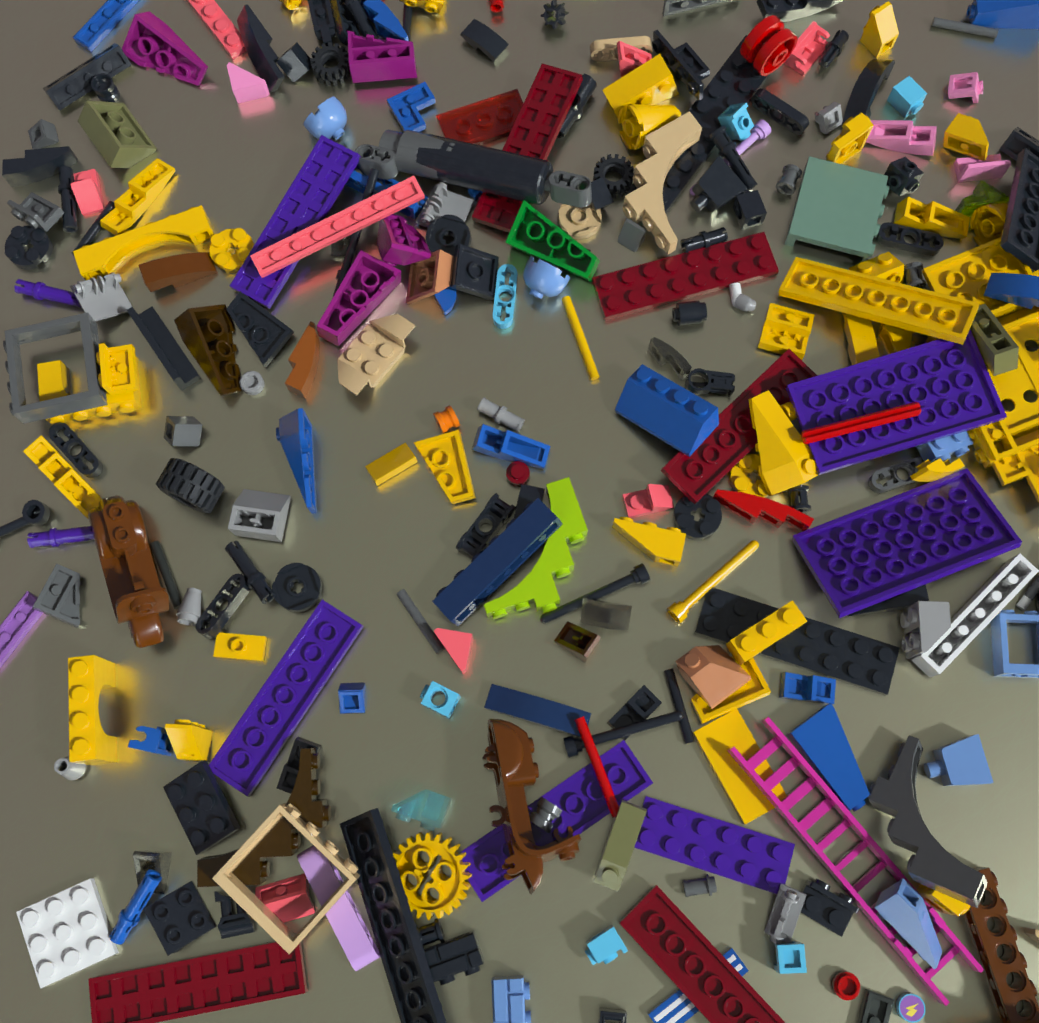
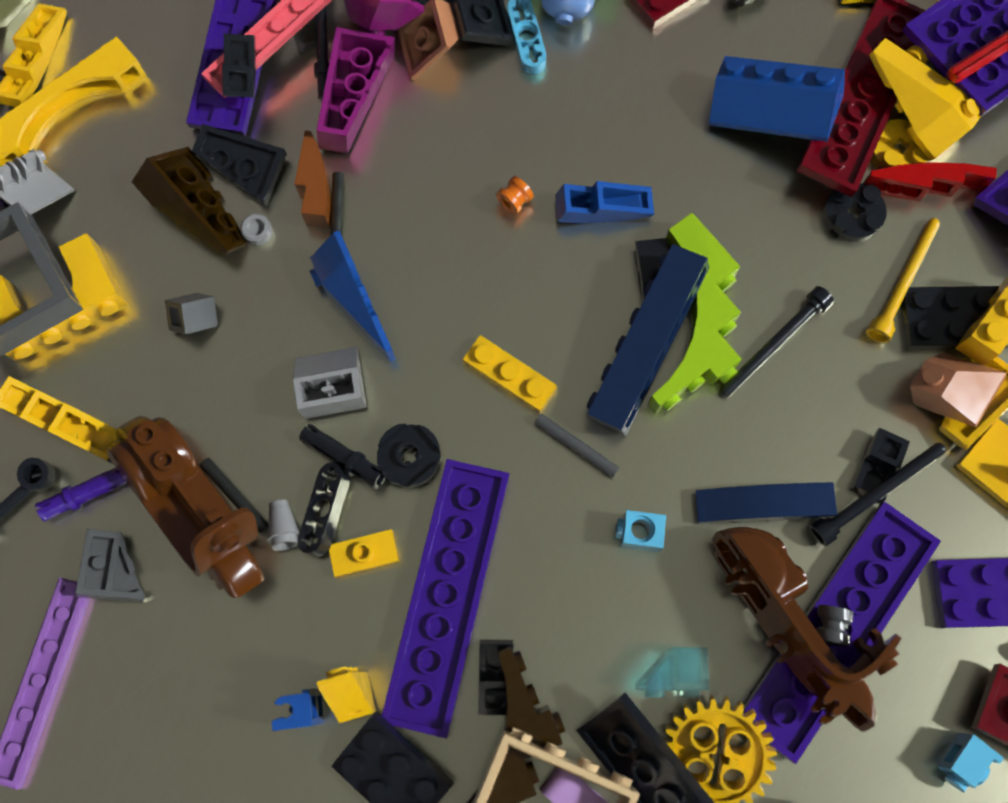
camera: 20 degrees left, 0 degrees up
(66, 446) = (54, 369): black beam -> none
(69, 770) = (207, 784): light grey cone -> none
(86, 737) = (211, 736): yellow arch -> none
(117, 369) = (82, 259): yellow bracket -> none
(165, 347) = (131, 220): black fence -> none
(177, 270) = (112, 124): reddish brown slope -> none
(190, 485) = (228, 372): black tyre -> none
(223, 242) = (161, 72): yellow plate -> none
(278, 260) = (239, 65): none -> black slope
(315, 385) = (337, 202): none -> pearl dark grey bar
(352, 697) = (529, 567): blue slope -> none
(373, 352) = (395, 143): tan piece -> none
(391, 464) = (467, 269): yellow slope -> none
(392, 552) = (509, 374): none -> yellow plate
(446, 299) = (457, 58): blue tile -> none
(449, 464) = (538, 247): yellow wing -> none
(457, 645) = (636, 459): coral slope -> none
(495, 513) = (618, 288): black piece -> none
(500, 414) = (577, 169): light grey pin -> none
(517, 473) = (624, 230): dark red plate -> none
(577, 640) = (780, 403): reddish brown slope -> none
(581, 340) = (634, 55): yellow bar -> none
(597, 766) = (871, 544): red bar -> none
(605, 614) = (797, 360): clear smoke slope -> none
(619, 846) = (938, 635): olive slope -> none
(648, 501) = (790, 214): coral slope -> none
(657, 543) = (822, 258): yellow slope -> none
(665, 353) = (741, 39): clear smoke slope -> none
(679, 705) = (927, 438): black bar -> none
(714, 382) = (811, 53): black piece -> none
(800, 490) = (964, 152): black bush -> none

